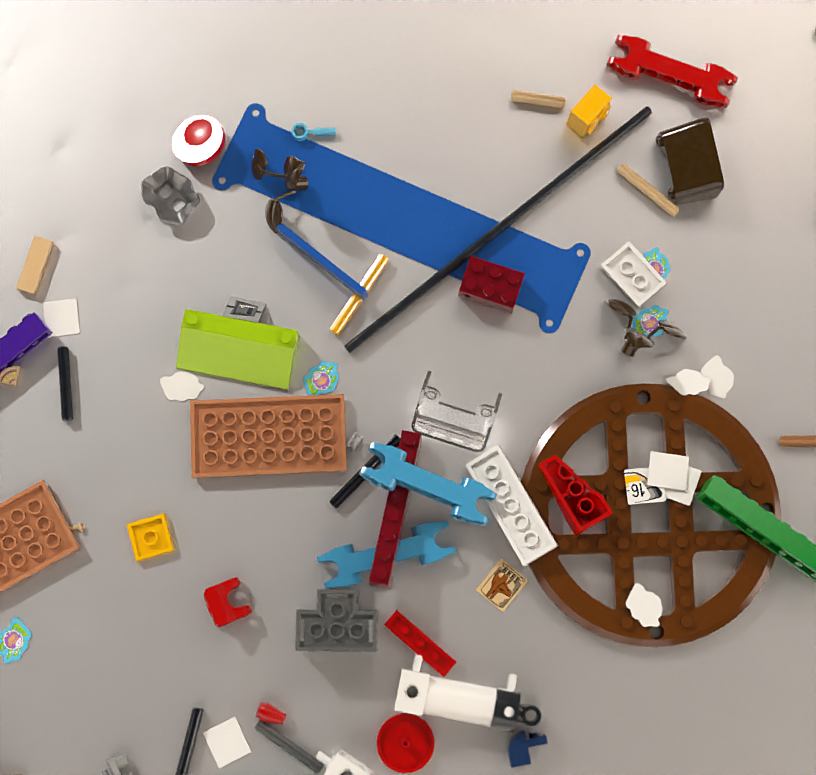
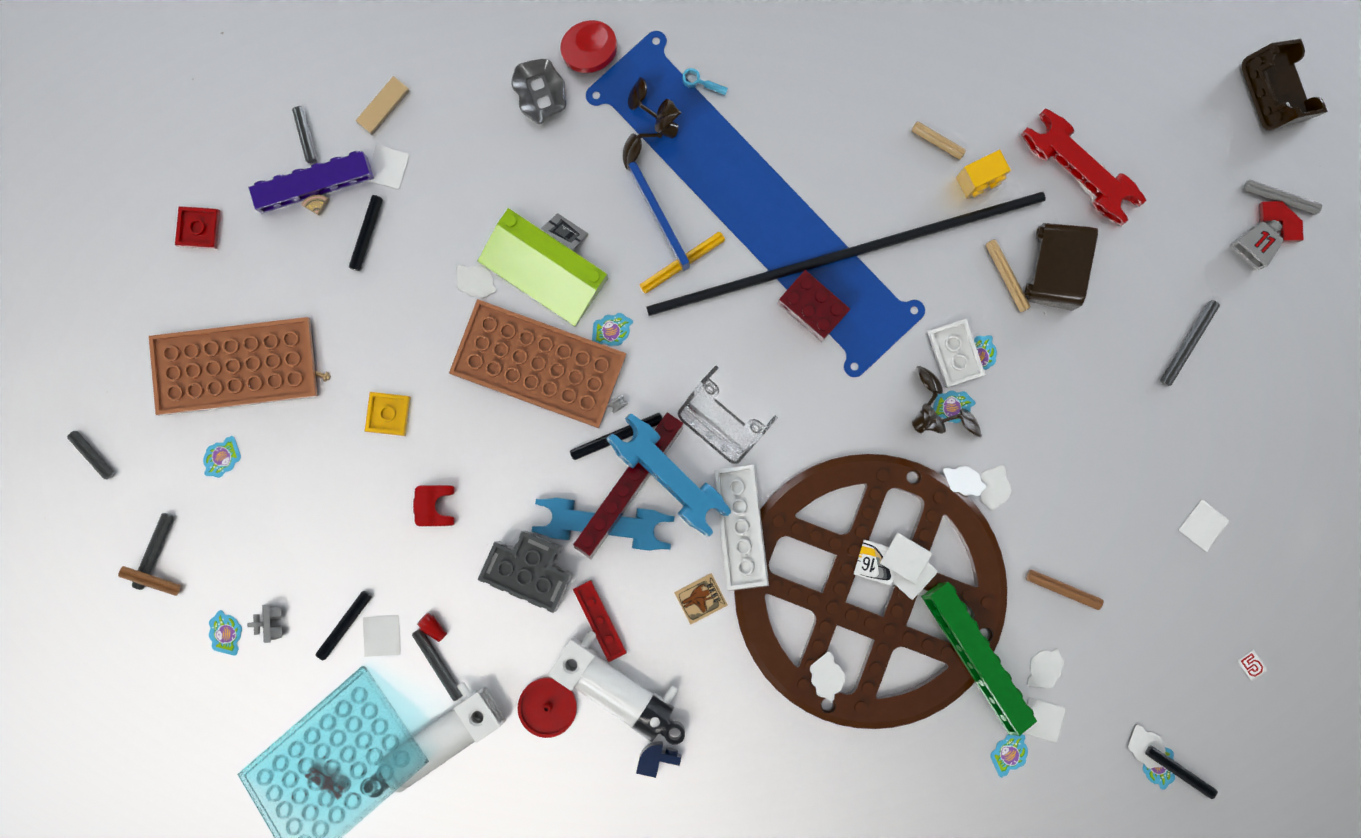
camera: 20 degrees right, 5 degrees up
(576, 499) = (805, 549): red wedge -> none

